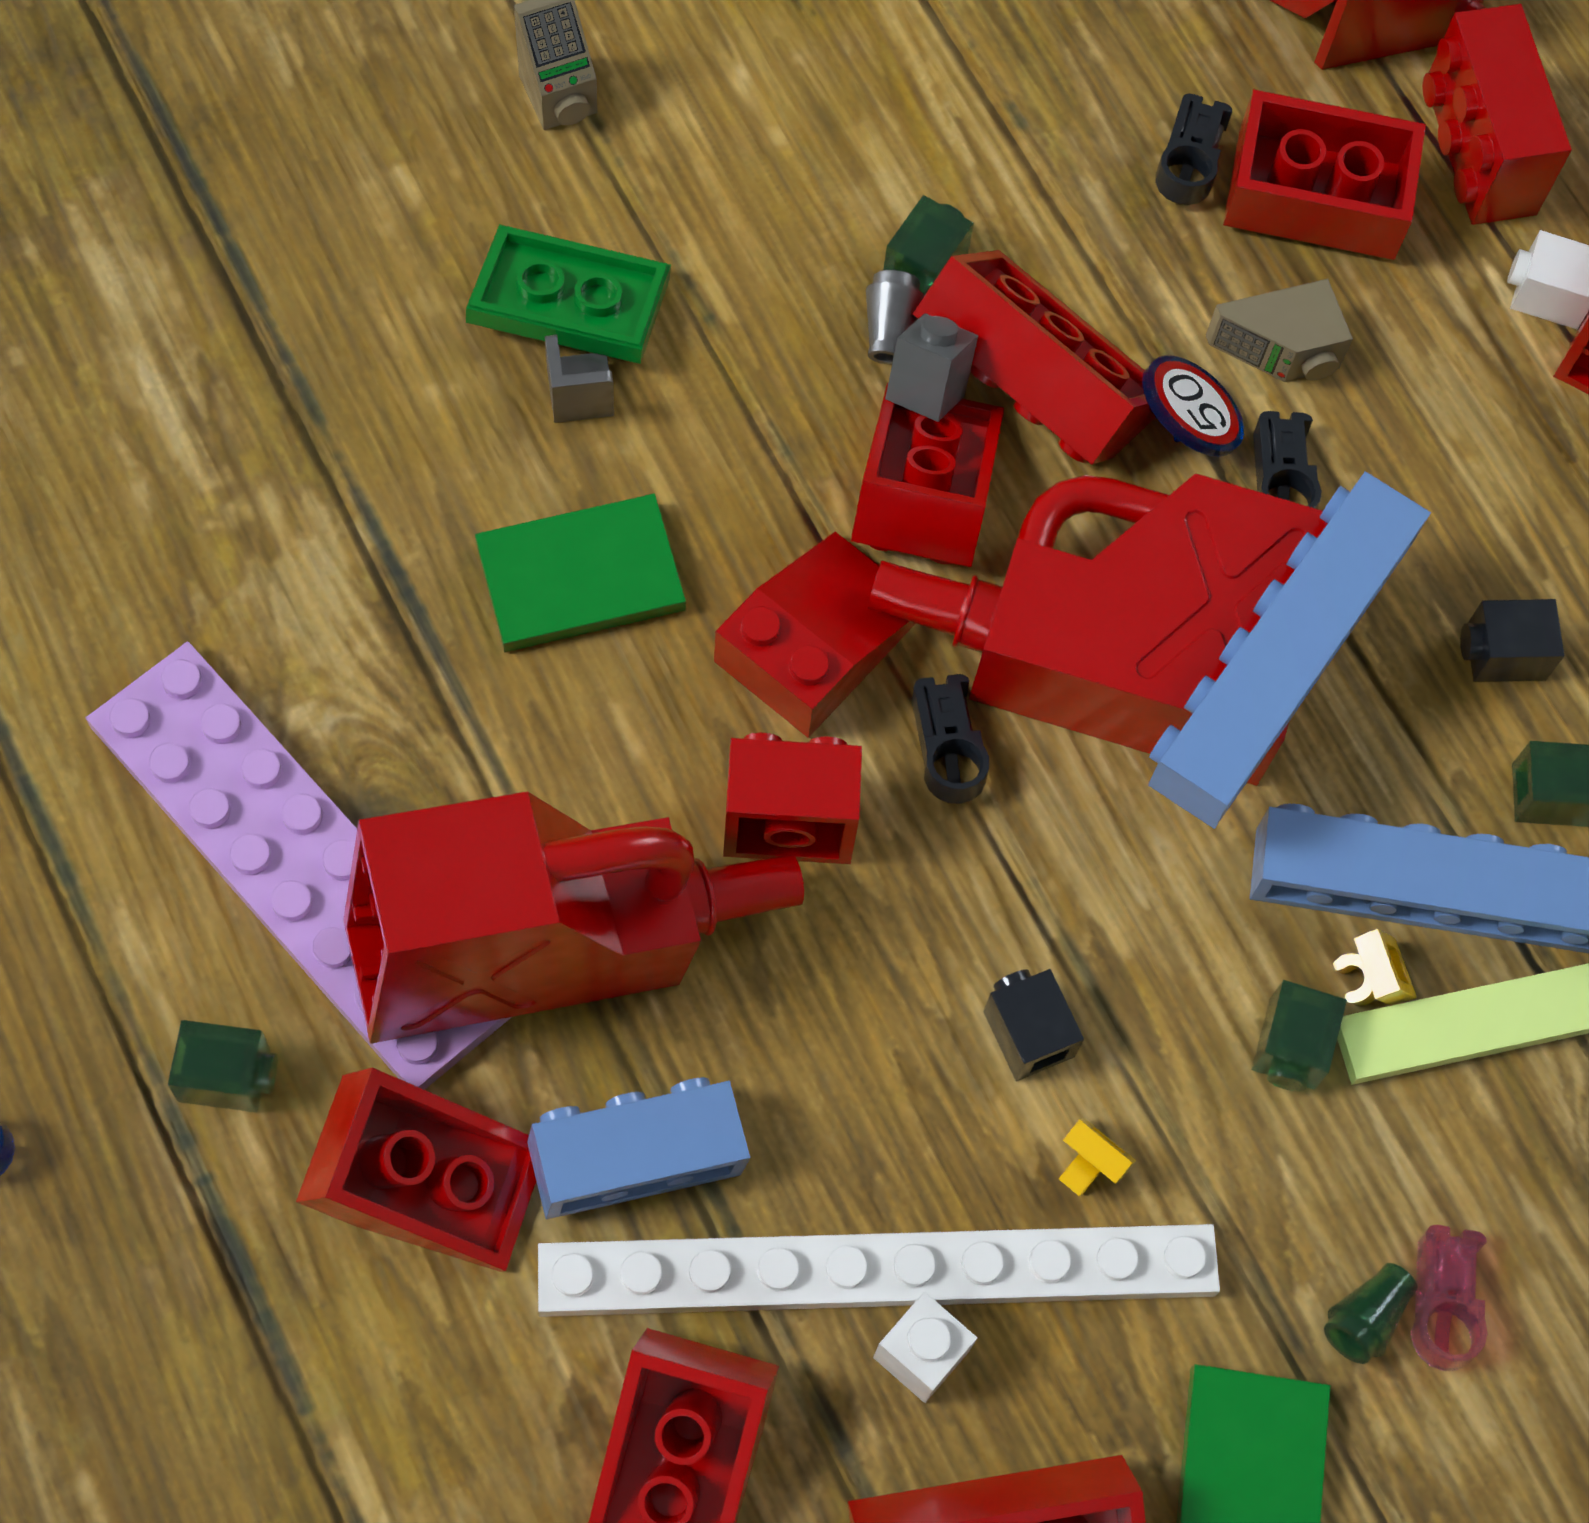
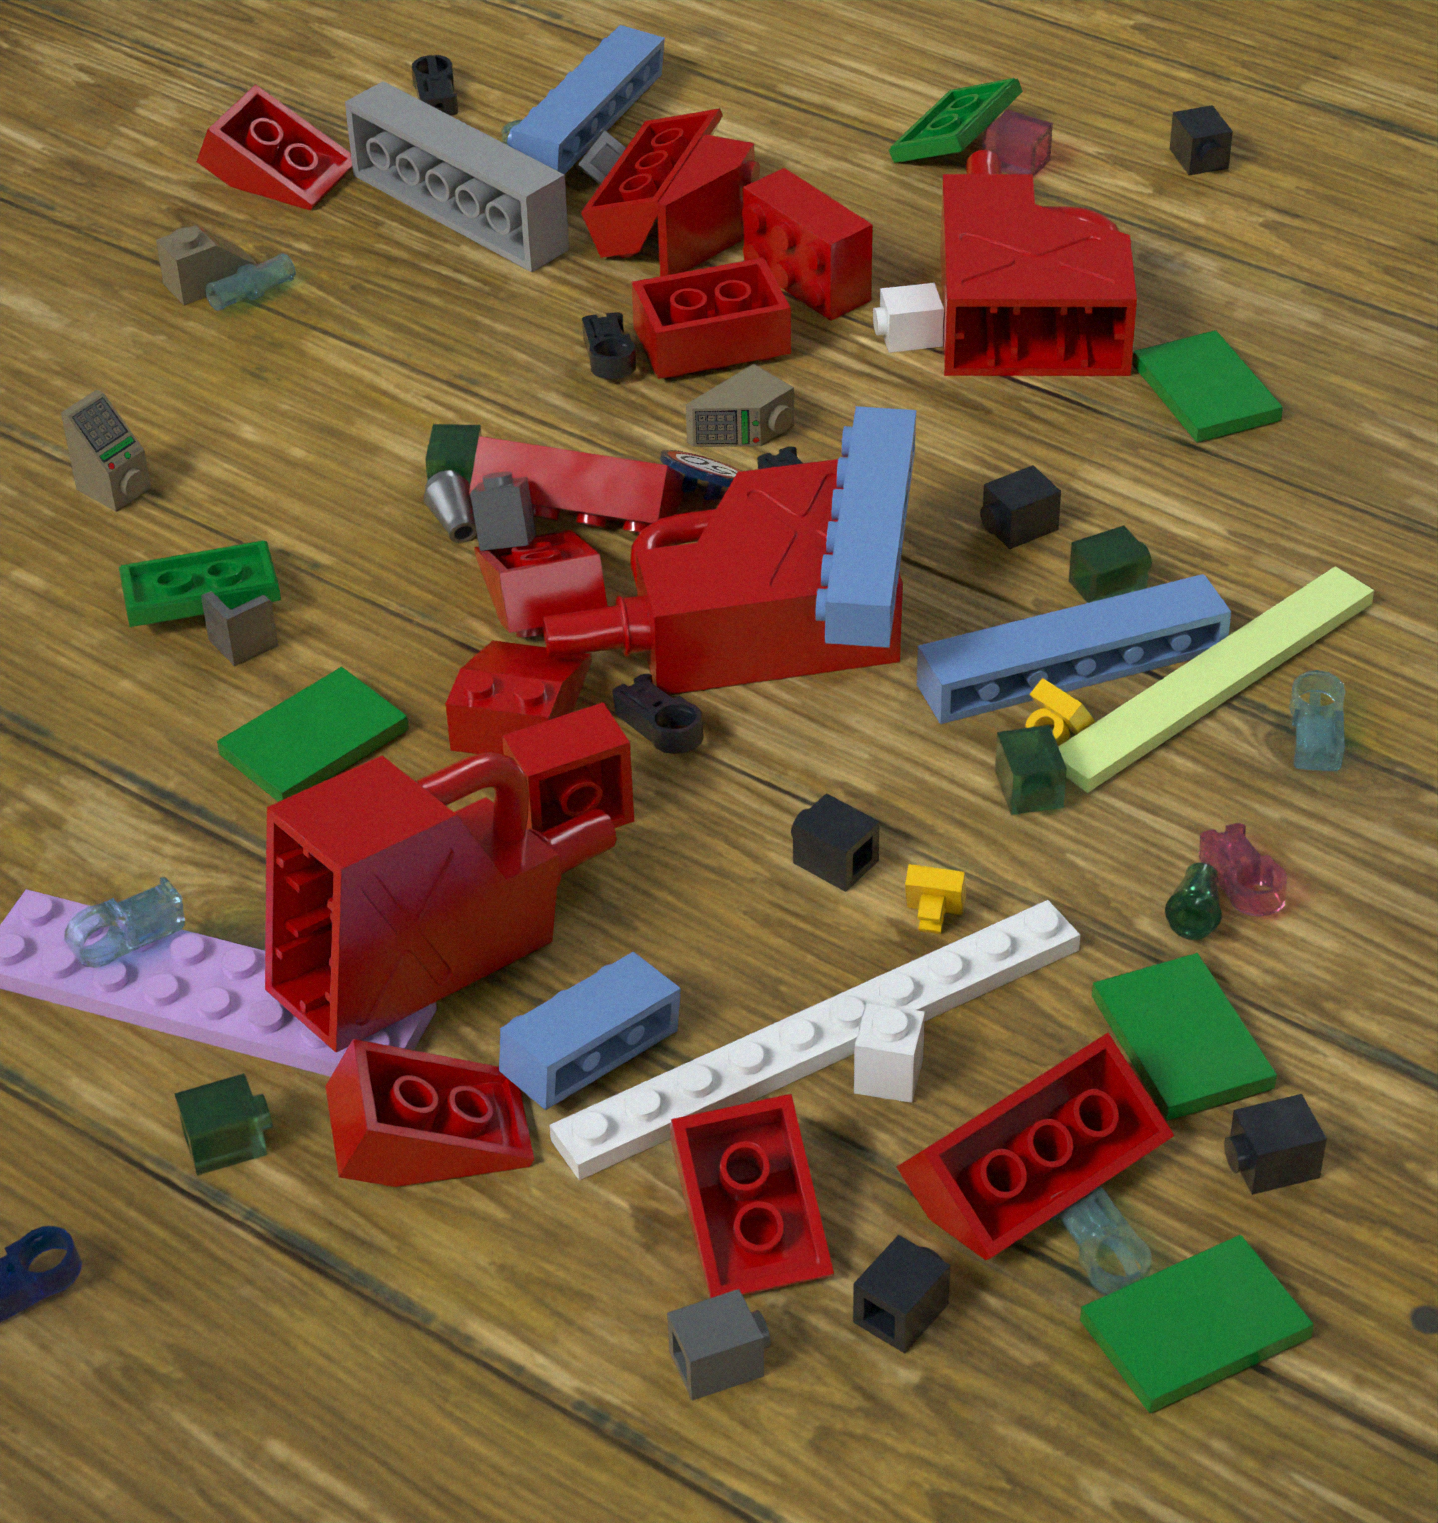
camera: 20 degrees left, 25 degrees down
(230, 766) = (131, 922): none -> clear light blue piece

